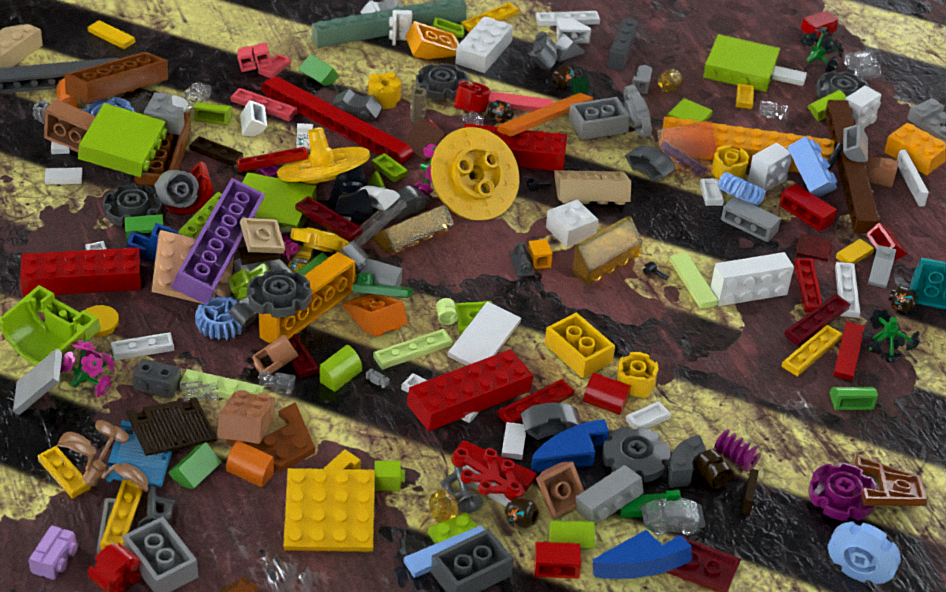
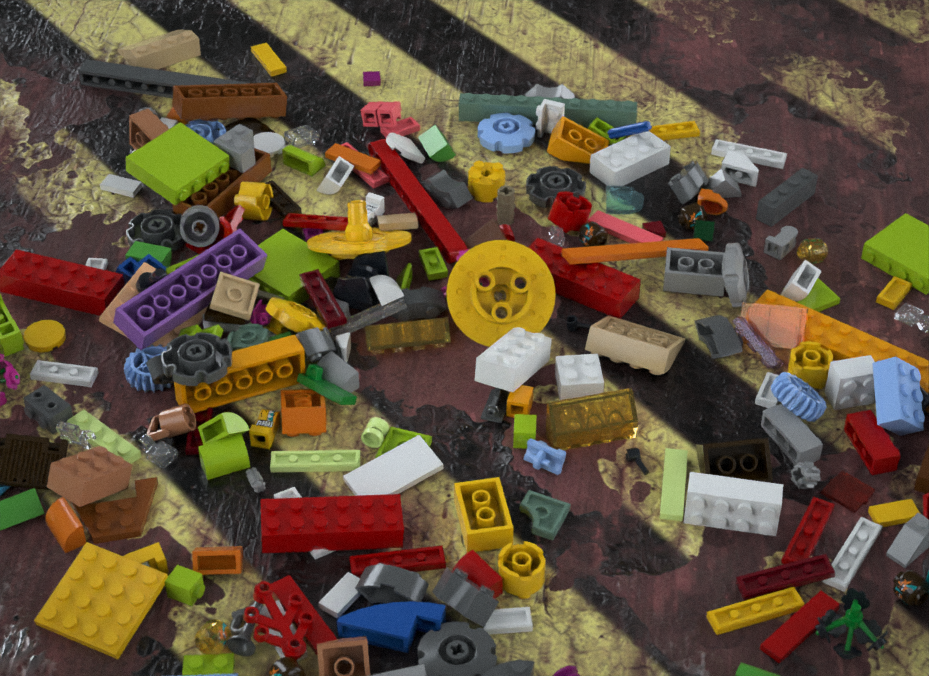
camera: 30 degrees right, 0 degrees up
(183, 244) = (148, 279): none -> black piece
(203, 151) = (255, 200): none -> yellow brick
(217, 30) = (371, 78): none -> magenta tile
(270, 101) = (360, 161): none -> orange tile
(292, 78) = (405, 146): none -> white tile
(296, 263) = (248, 336): none -> sand green tile
(329, 345) = (222, 427): none -> lime brick
(342, 140) = (397, 222): none -> tan tile
(355, 334) = (267, 426): none -> yellow leg
(368, 47) = (506, 133): none -> light blue piece
(370, 250) = (343, 345): none -> white slope
(398, 447) = (218, 560): none -> orange brick
(473, 20) = (630, 129): none -> blue axle
(498, 78) = (623, 200): none -> clear light blue tile
(517, 222) = (513, 359): none -> white brick
(541, 93) = (655, 227): none -> dark red tile
(560, 275) = (524, 430): none -> lime brick
(570, 60) = (712, 202): none -> orange rock
(589, 289) = (544, 456): none -> light blue hips
(610, 407) = (466, 596): none -> dark grey brick
(618, 330) = (545, 512): none -> sand green tile
(681, 104) = (801, 281): none -> white brick
(726, 246) = (737, 459): none -> dark brown slope
(783, 239) = (805, 475): none -> light grey gear

